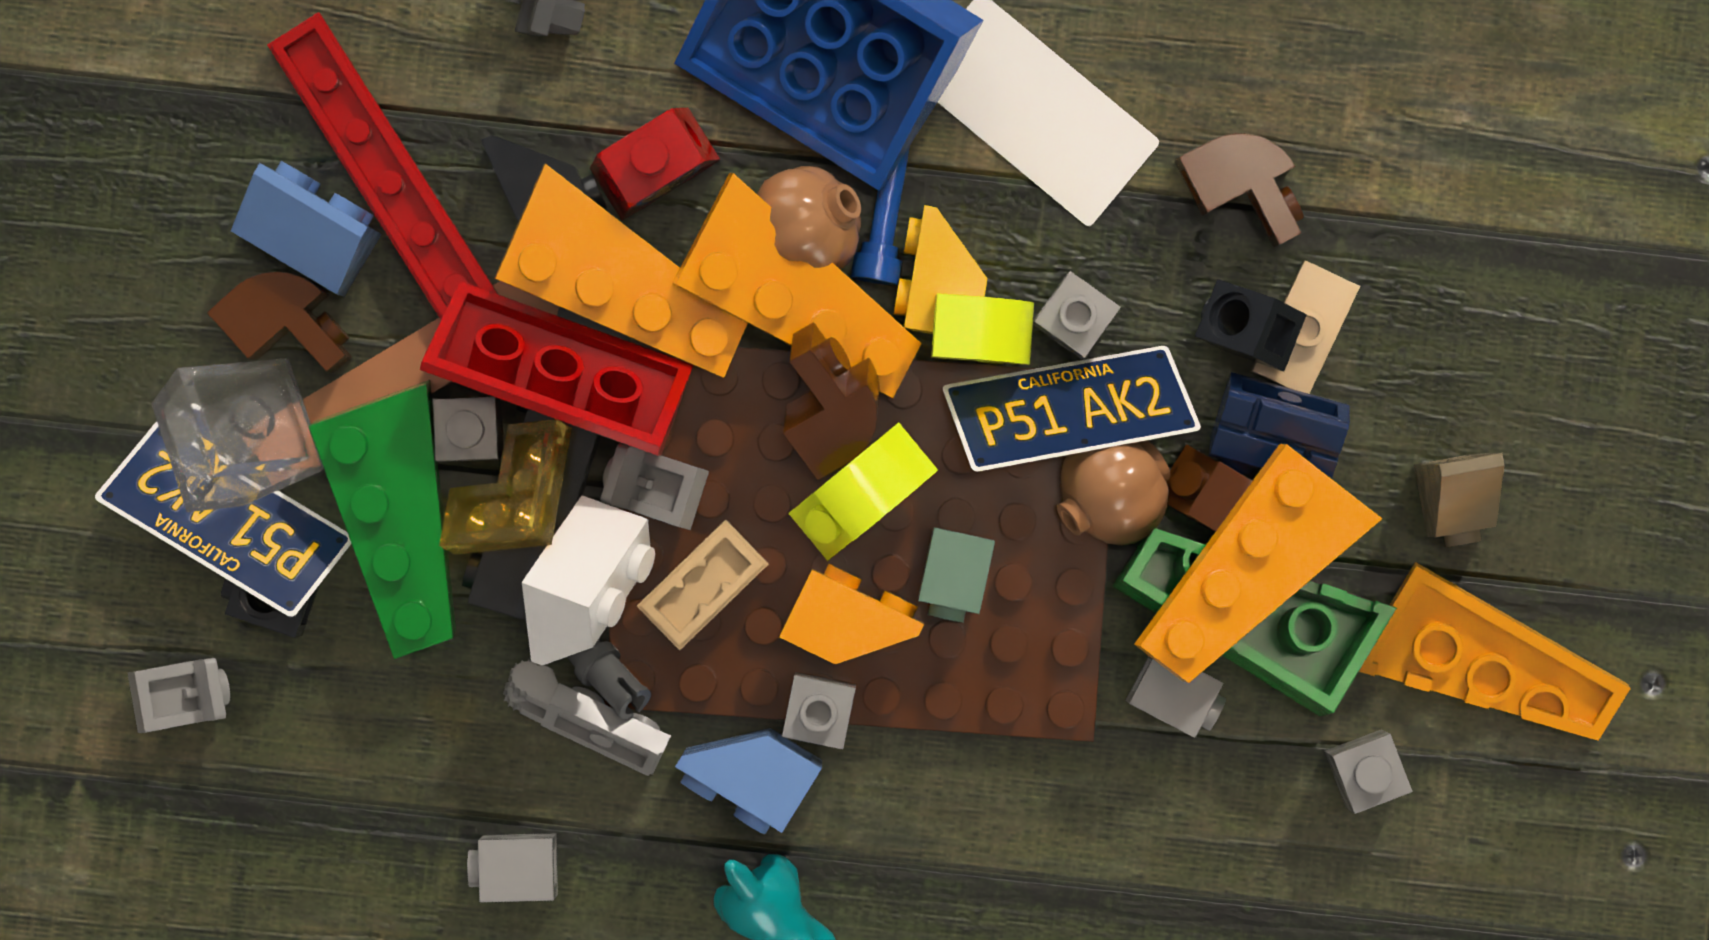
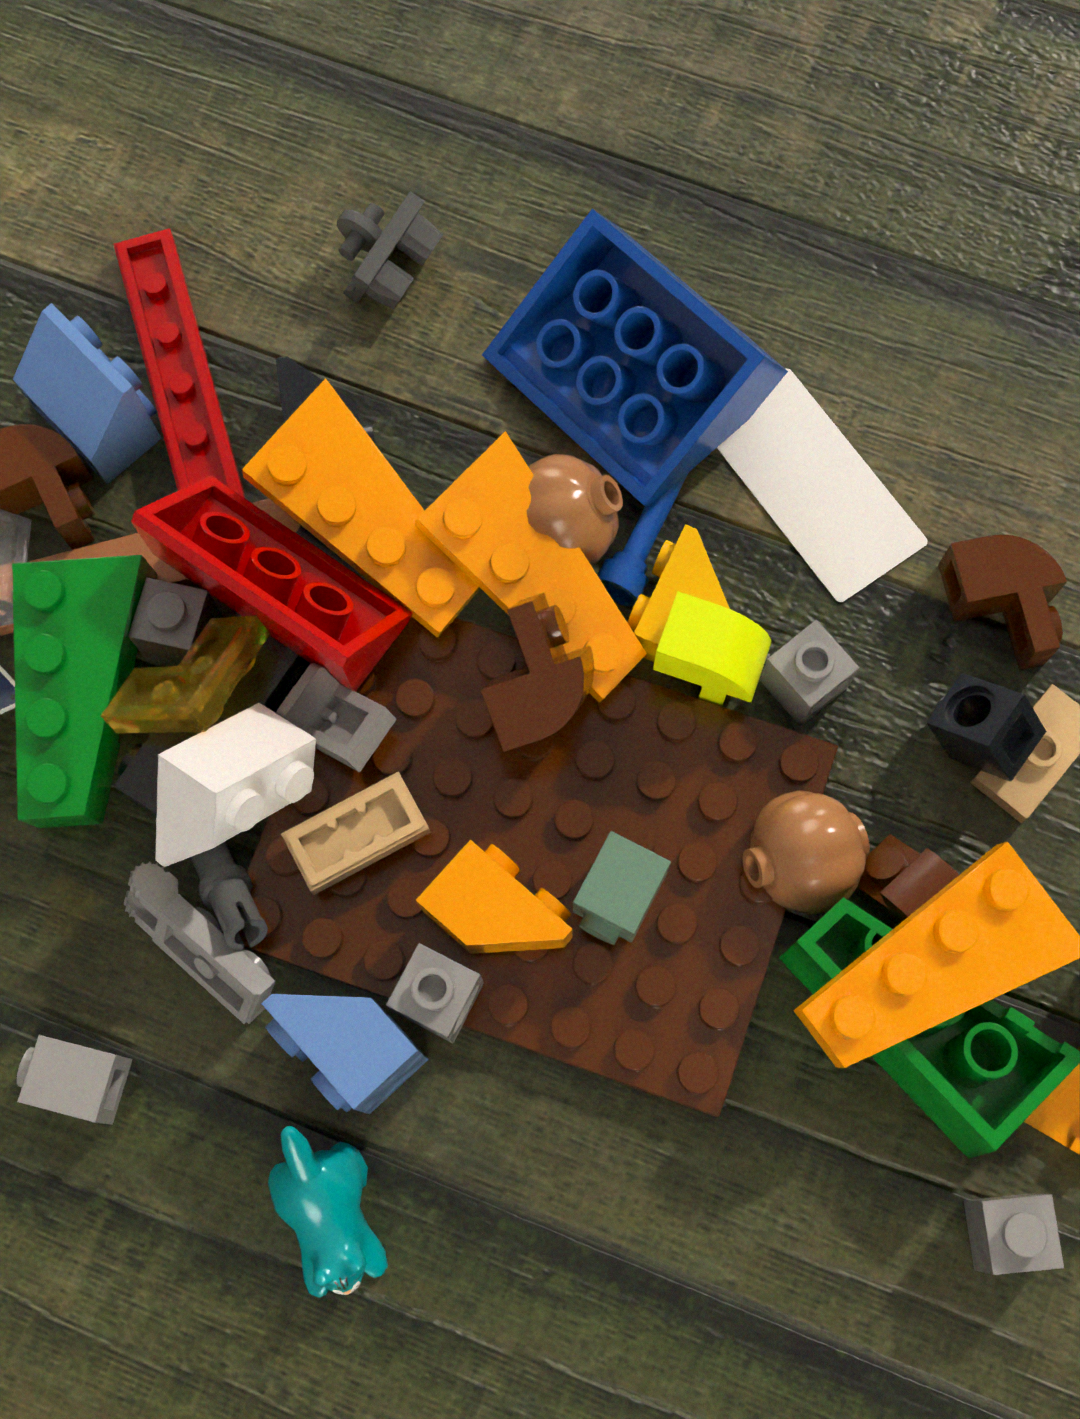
camera: 20 degrees right, 15 degrees down
(653, 161) = (432, 421): red torso -> none
(863, 491) = (546, 776): neon yellow brick -> none
(1070, 408) = (781, 757): dark blue sticker -> none
(1177, 702) = (821, 1094): light grey brick -> none
(1262, 415) = (973, 820): dark blue brick -> none

